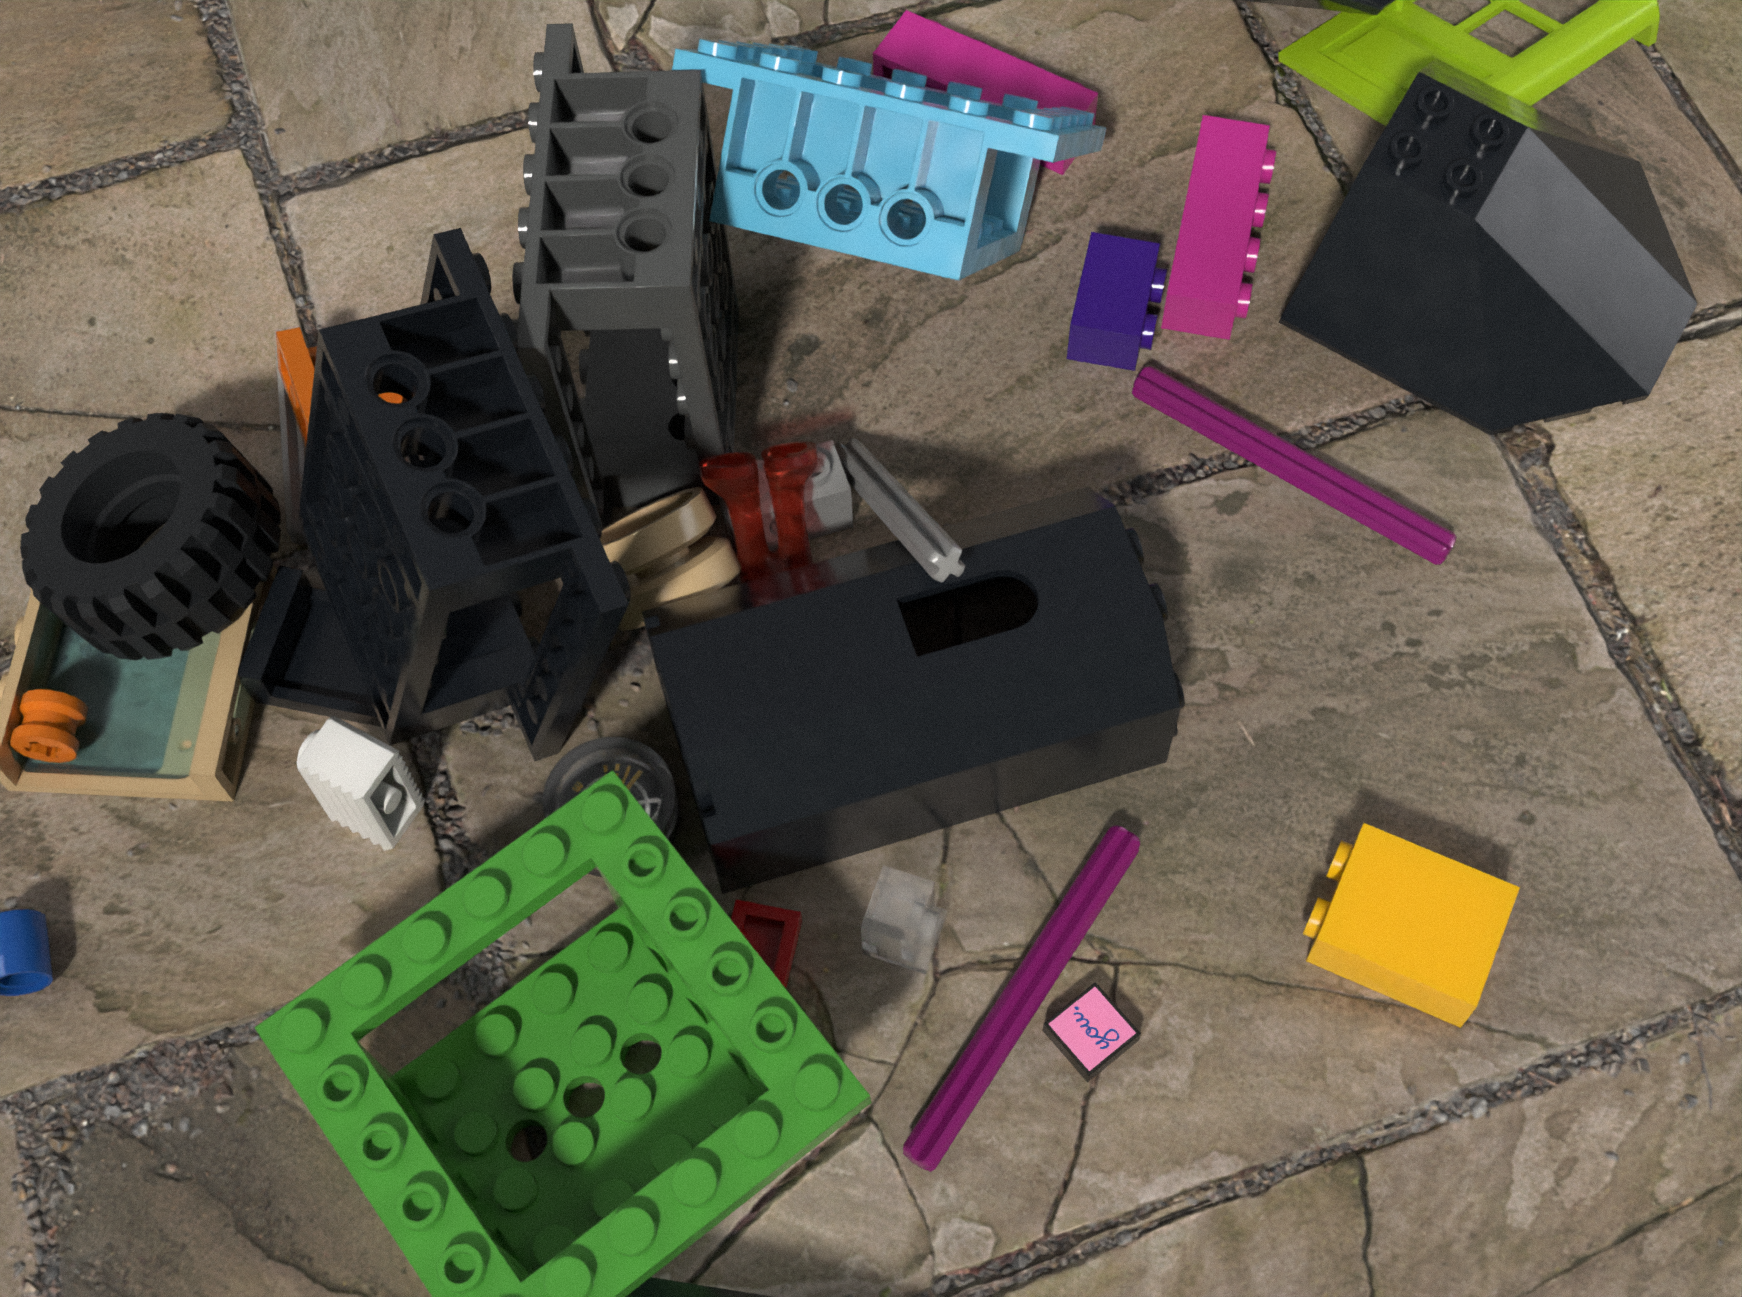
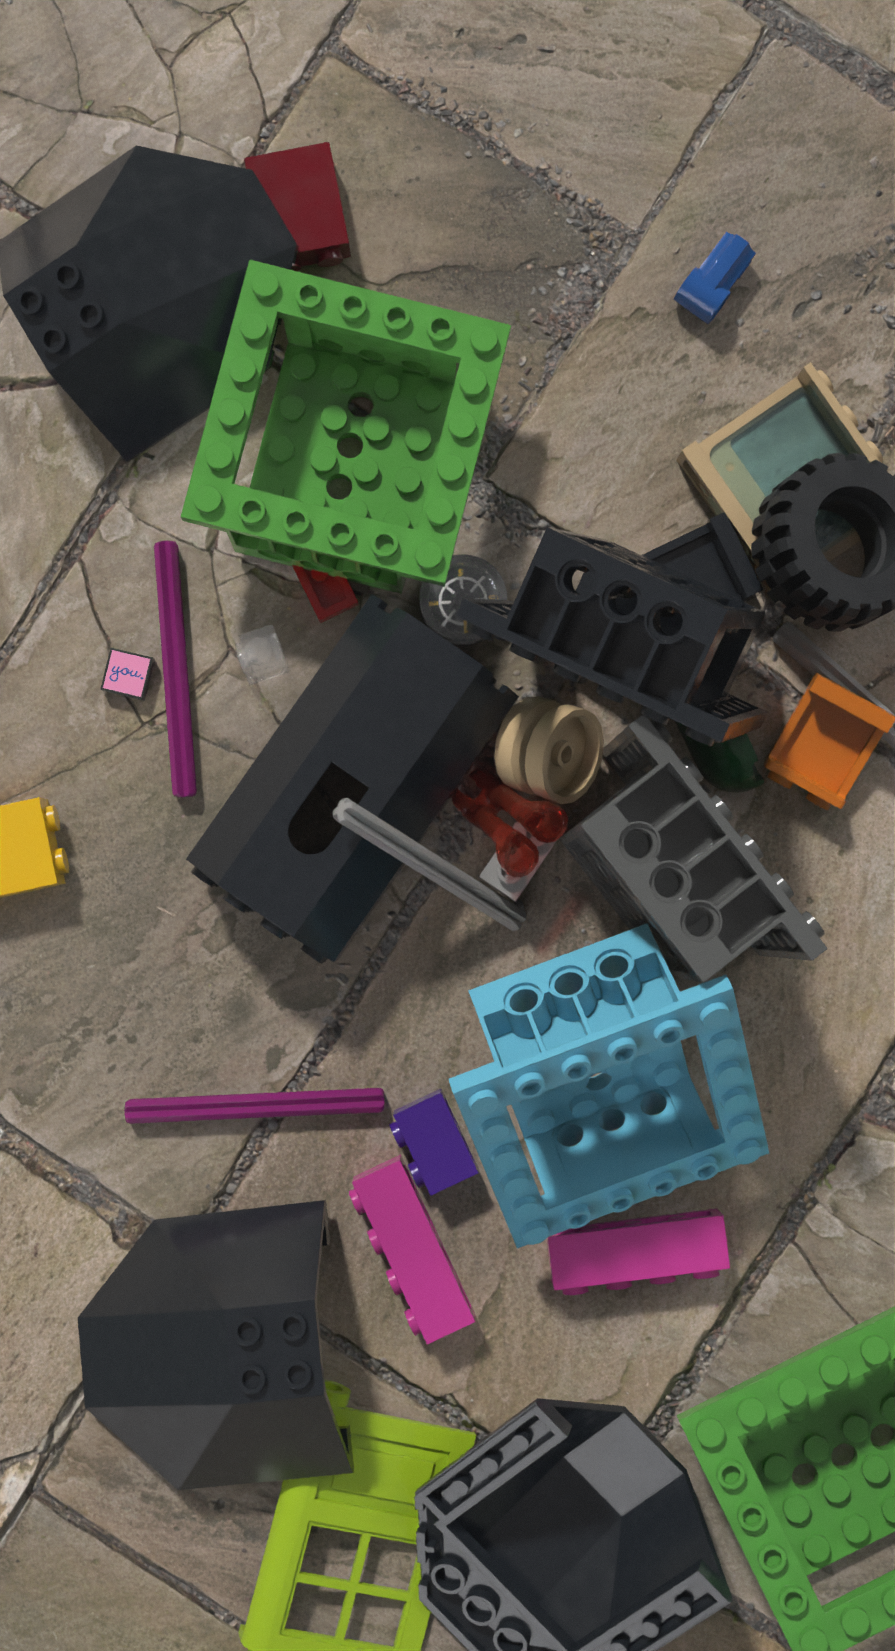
camera: 135 degrees right, 25 degrees up
(49, 726) = (802, 412): orange wheel -> none
(360, 782) = (602, 504): white brick -> none

